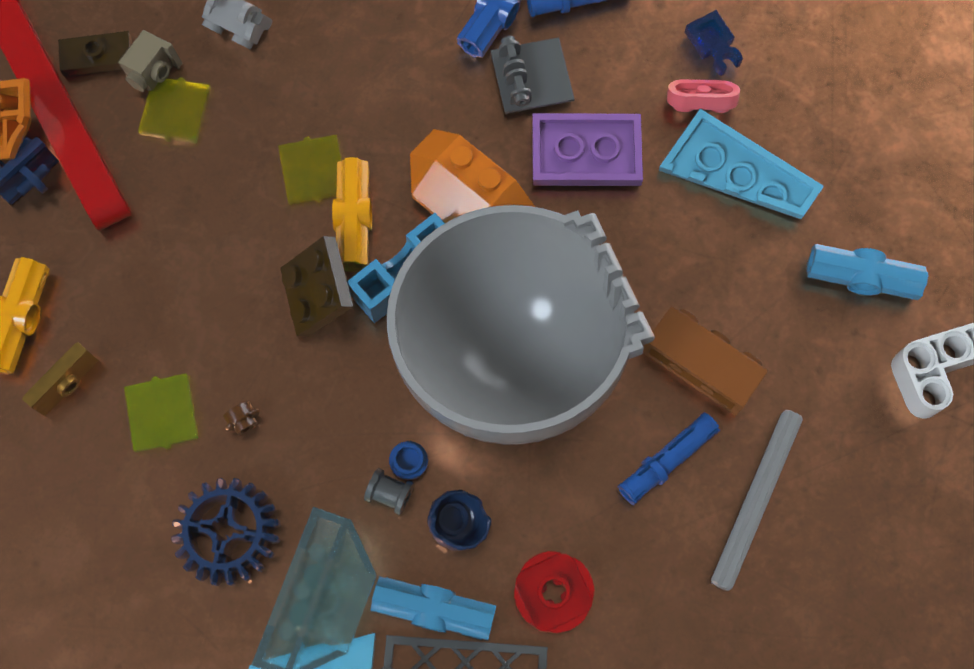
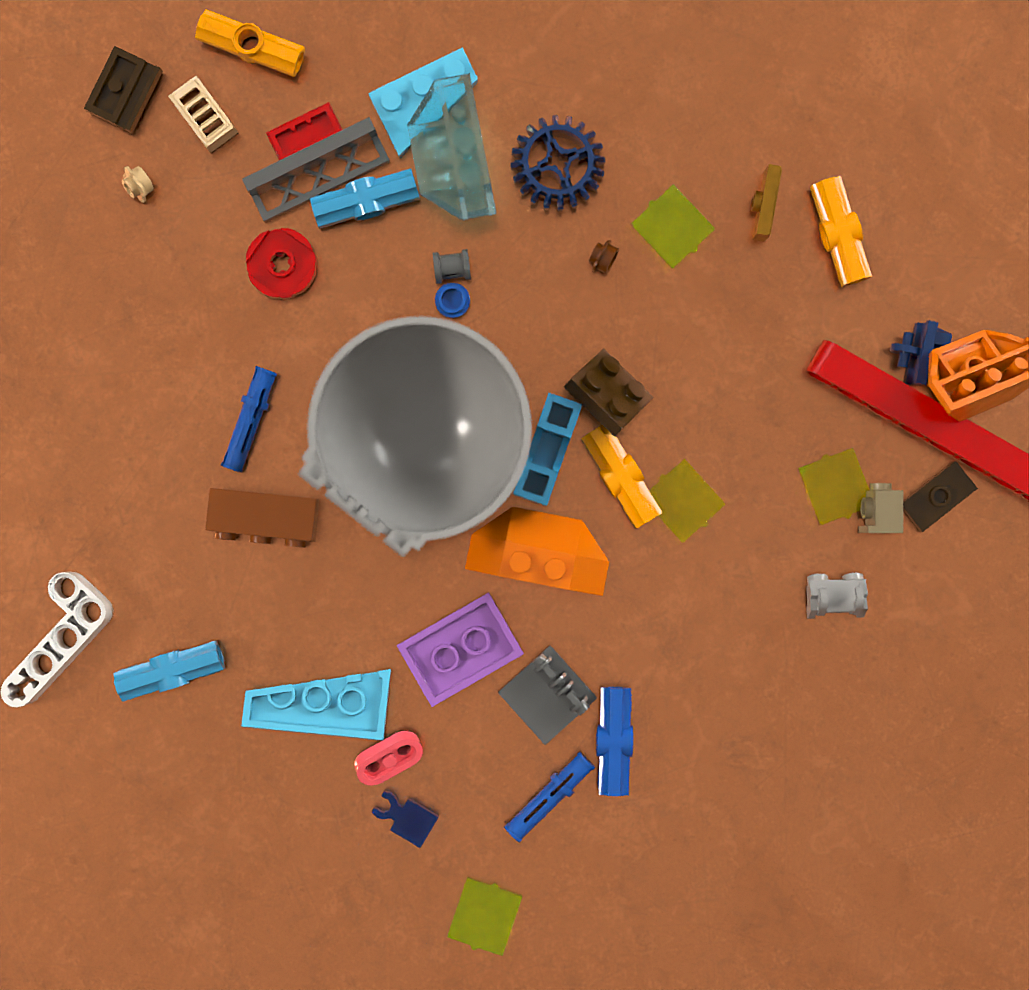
camera: 150 degrees right, 15 degrees up
(458, 520) = (383, 272): dark blue hair -> none
(756, 500) = (163, 428): light grey axle -> none

